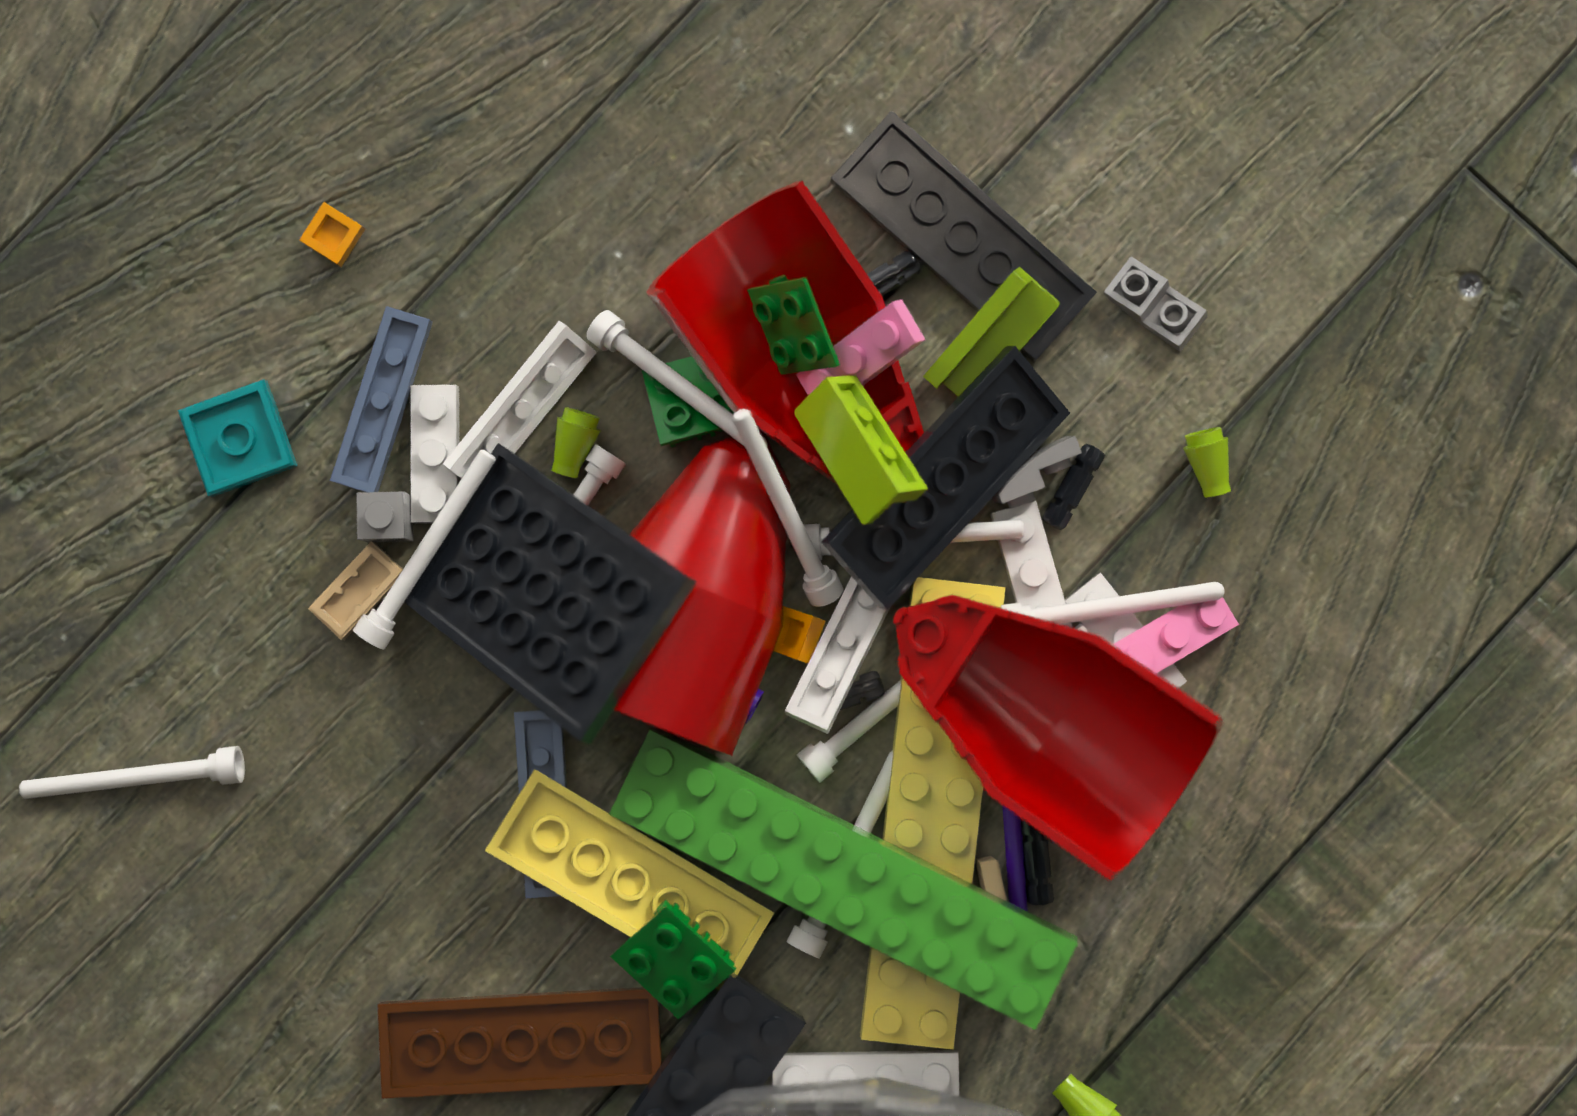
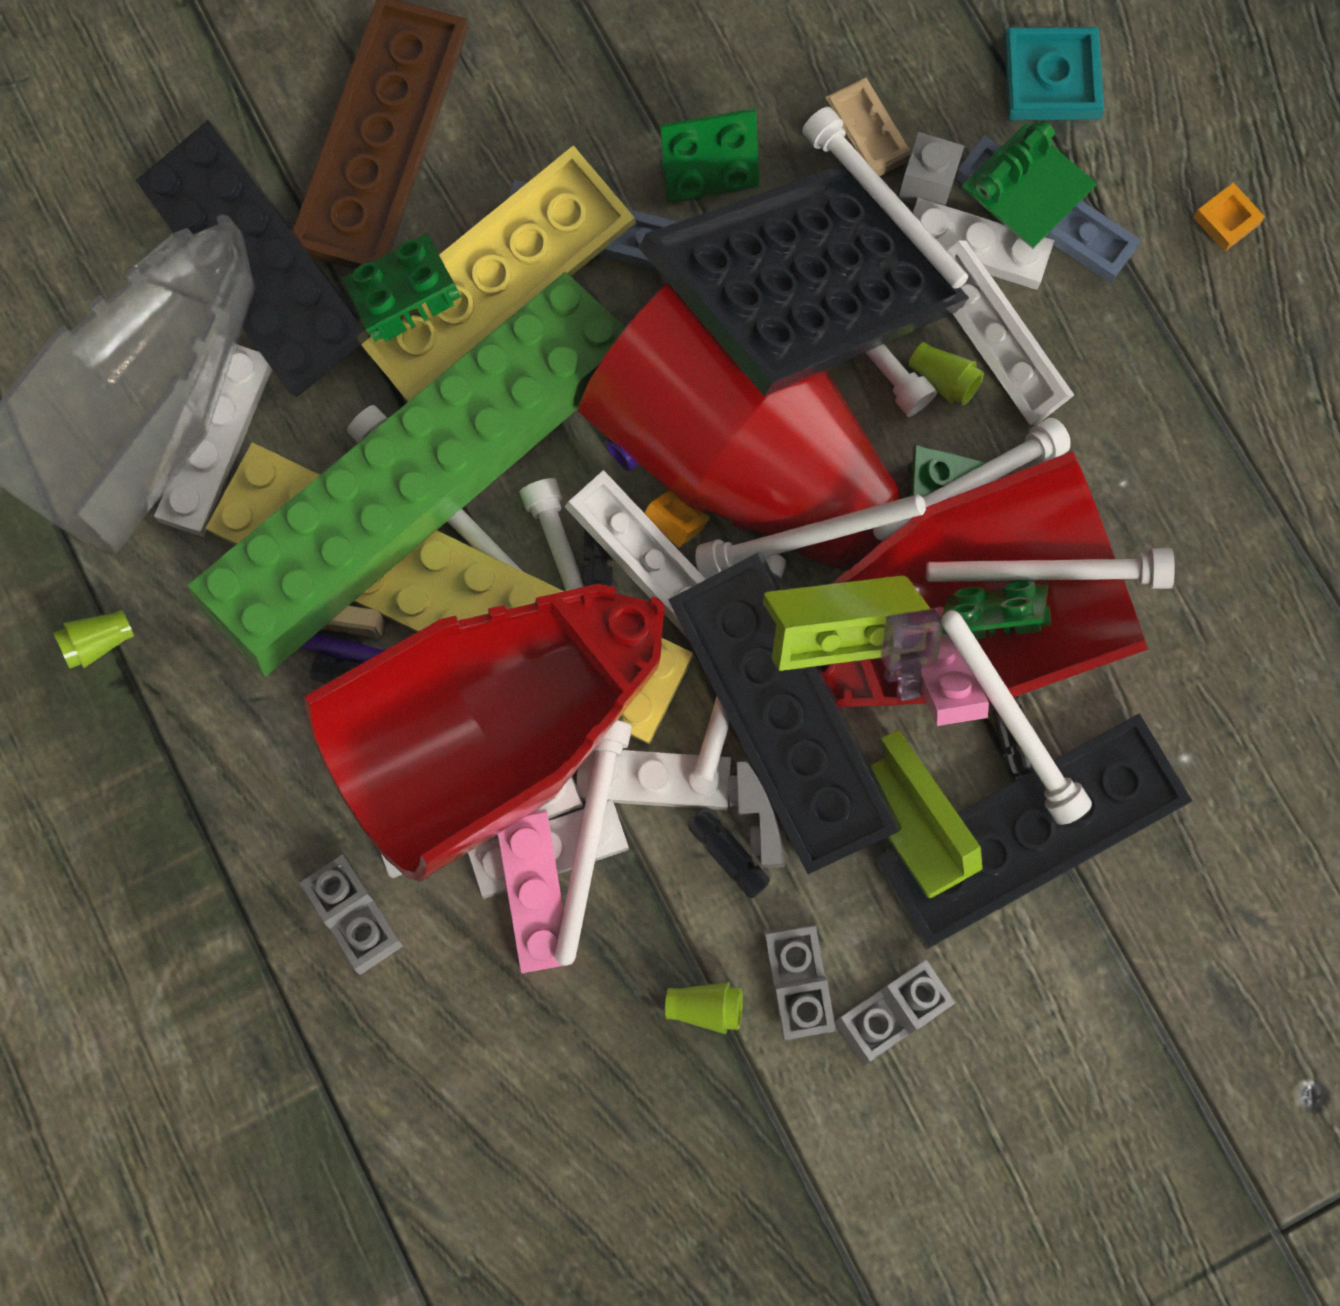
camera: 105 degrees right, 10 degrees down
(369, 422) = (1029, 184): none -> green hinge
(444, 723) = (710, 155): none -> green hinge
(707, 202) = (1151, 568): none -> white piece
(865, 386) = (907, 645): none -> plate
(933, 217) = (1064, 799): none -> white piece
(1158, 391) = (799, 981): none -> light grey slope
(1240, 786) = (351, 914): none -> light grey slope

